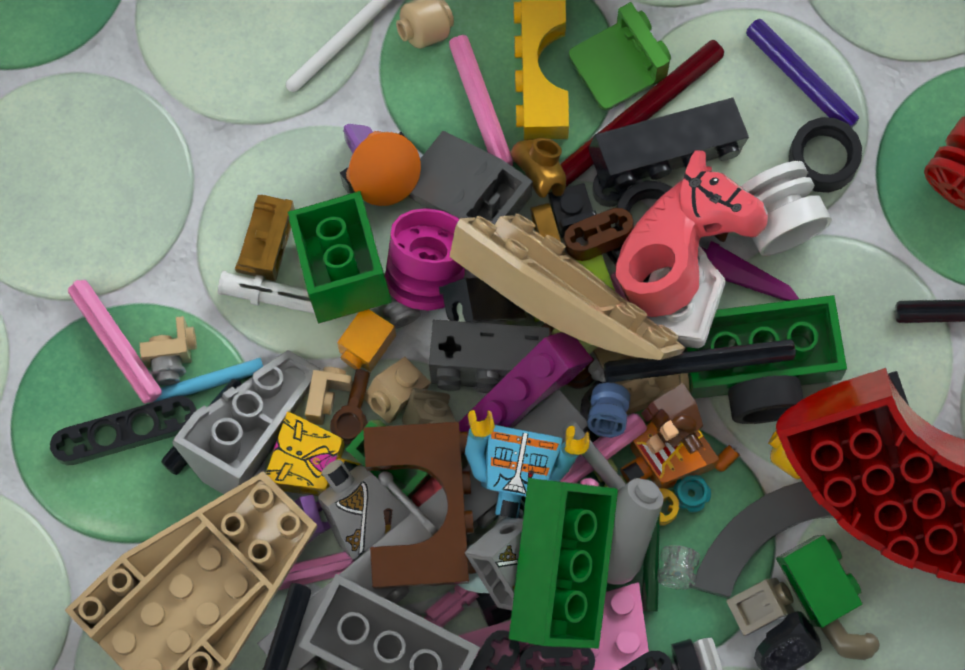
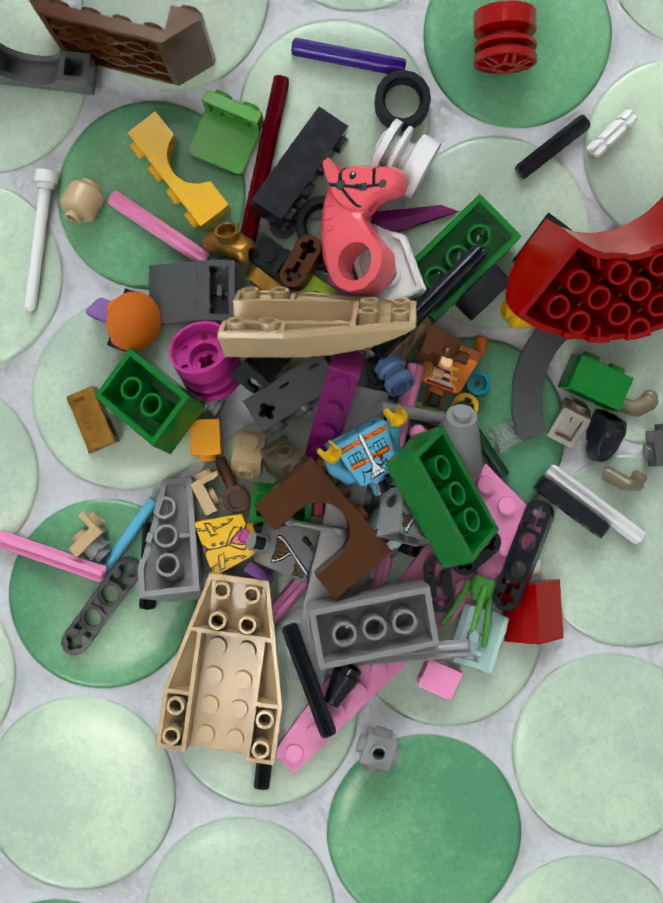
camera: 40 degrees left, 15 degrees up
(233, 285) = (95, 465): white pin -> none

